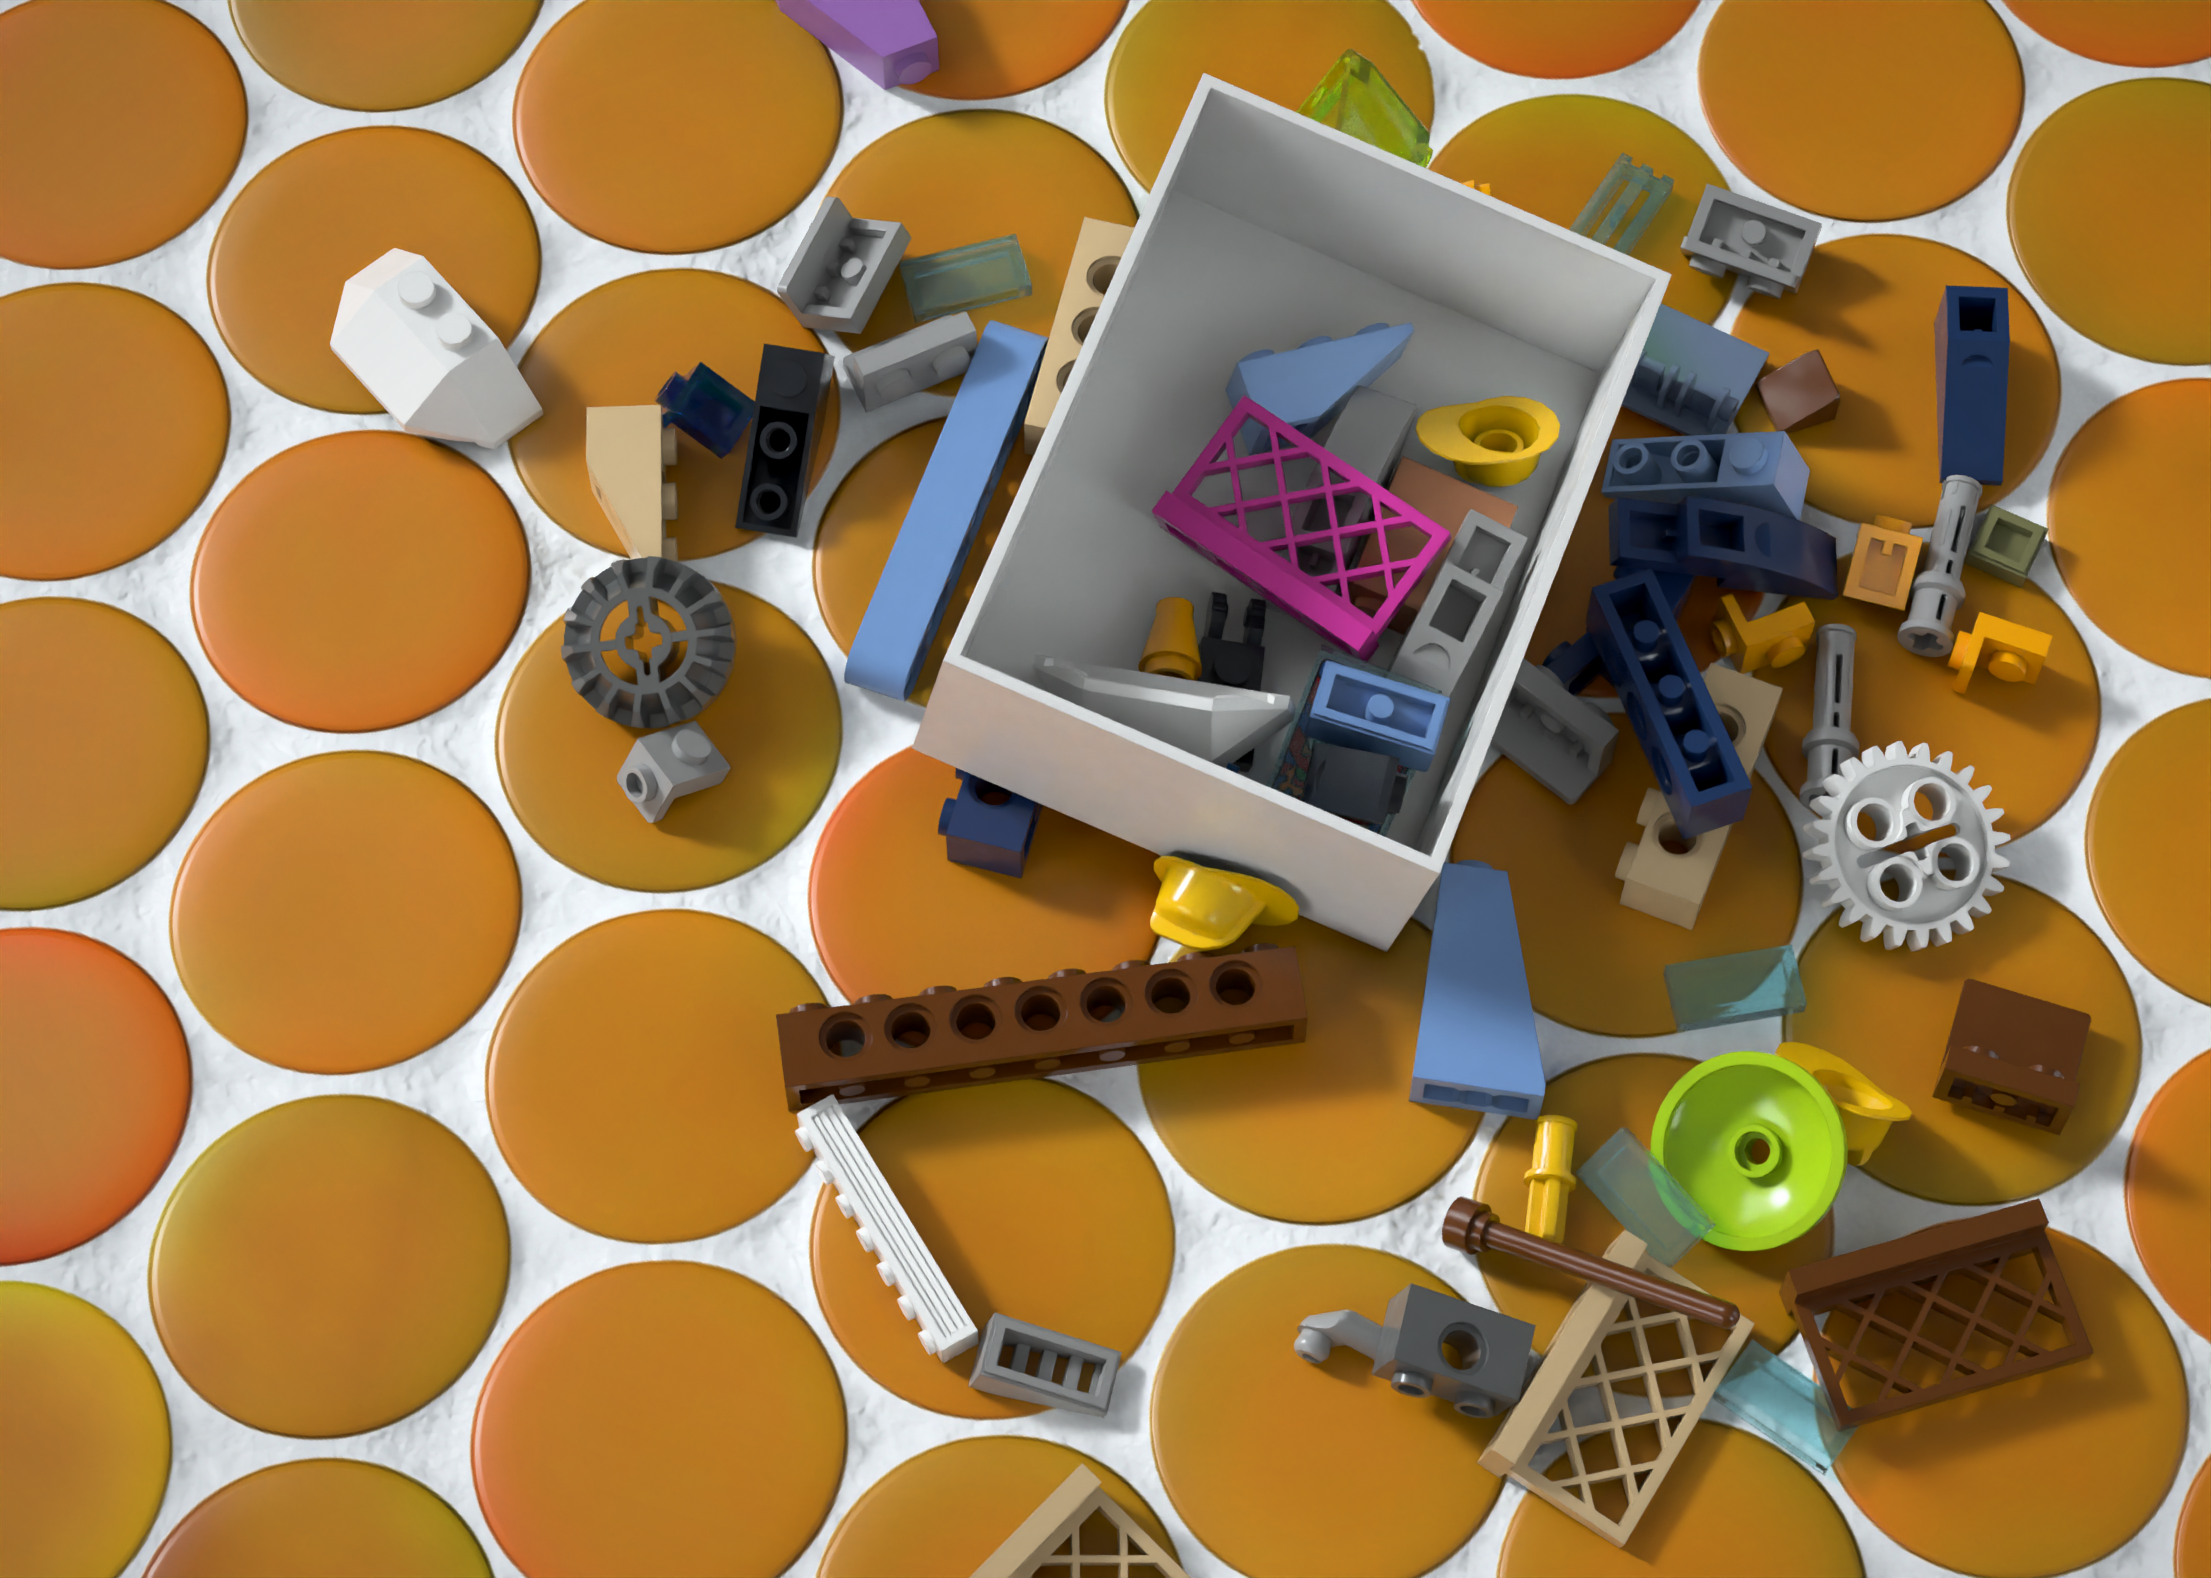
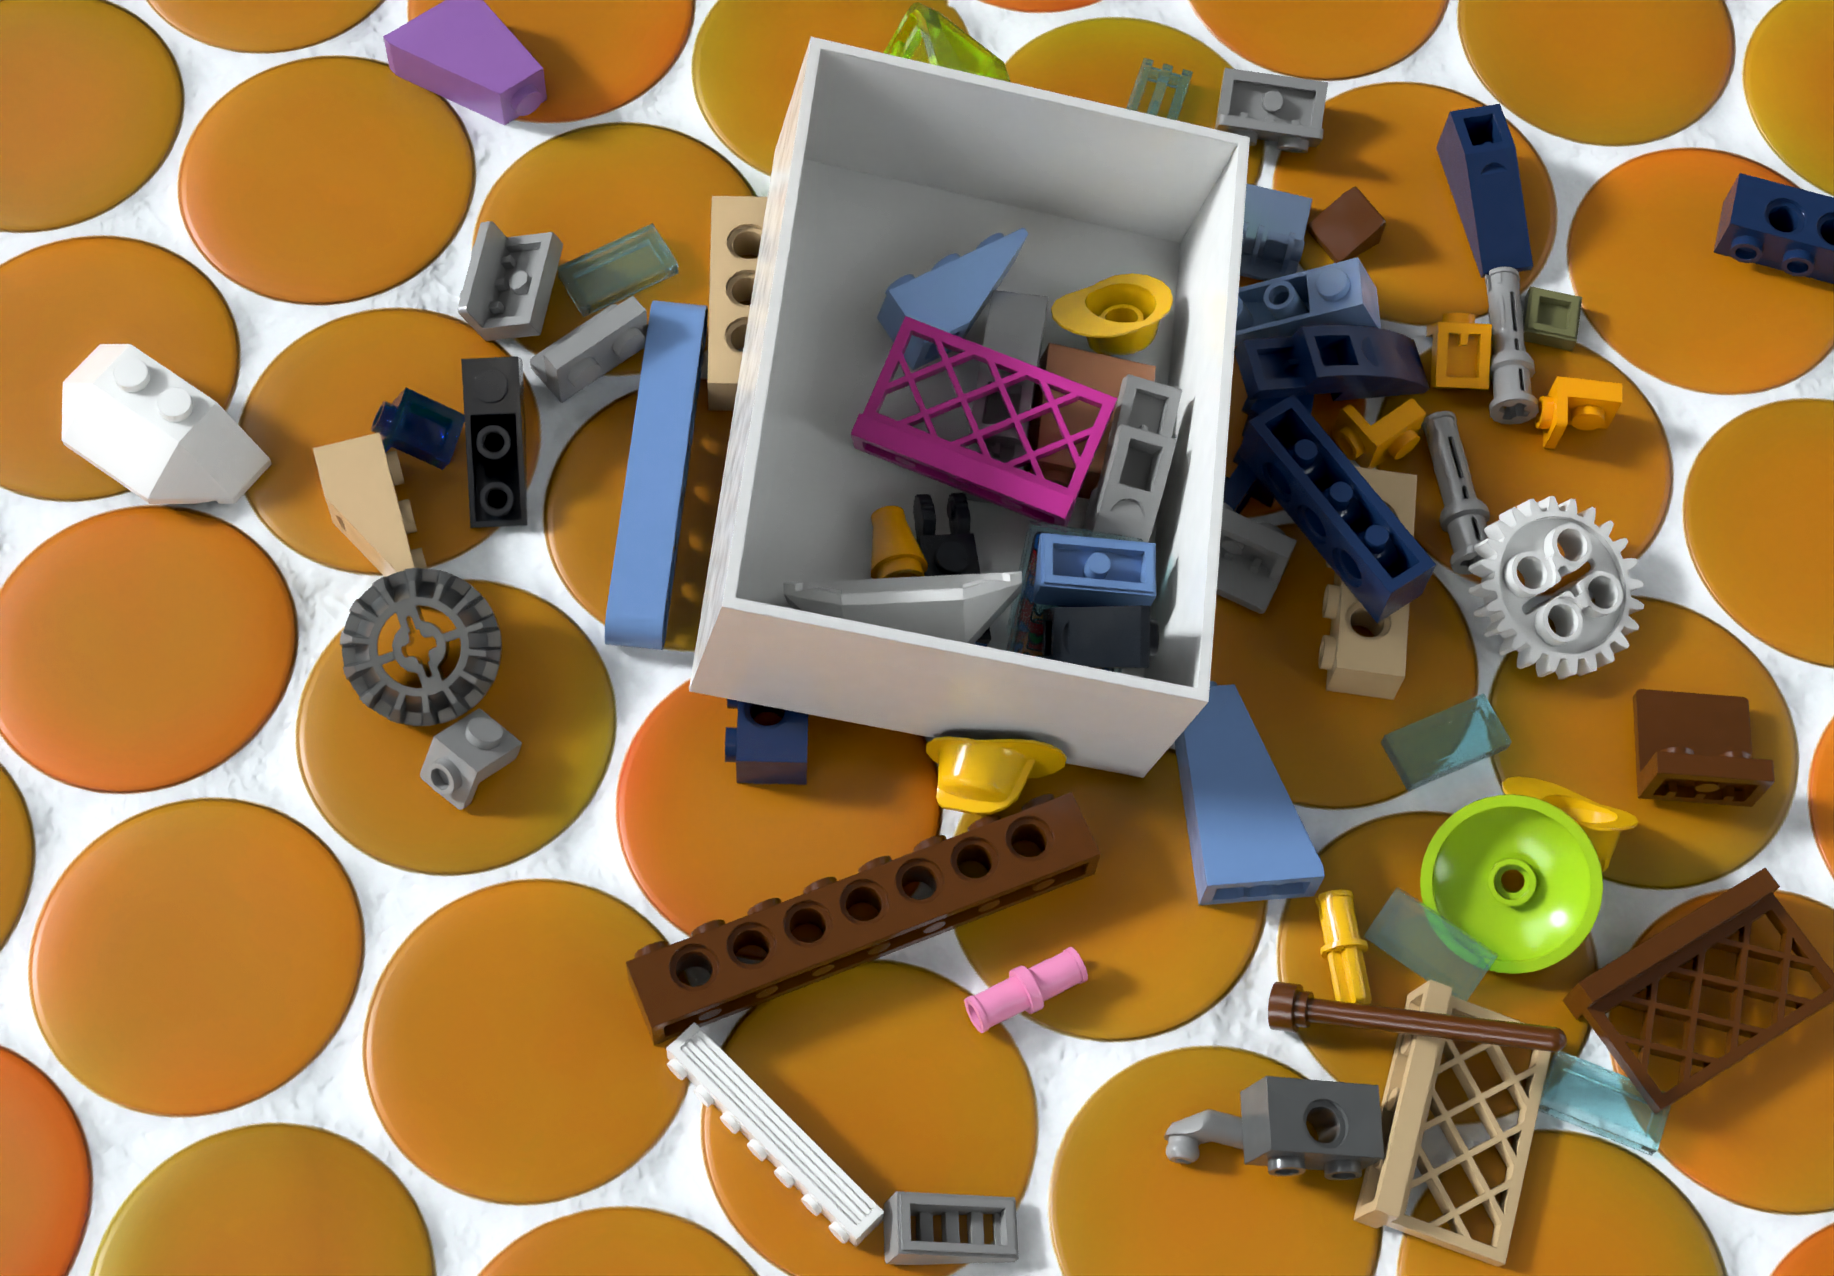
camera: 20 degrees left, 0 degrees up
(1192, 1143) = (1026, 989): none -> bright pink pin

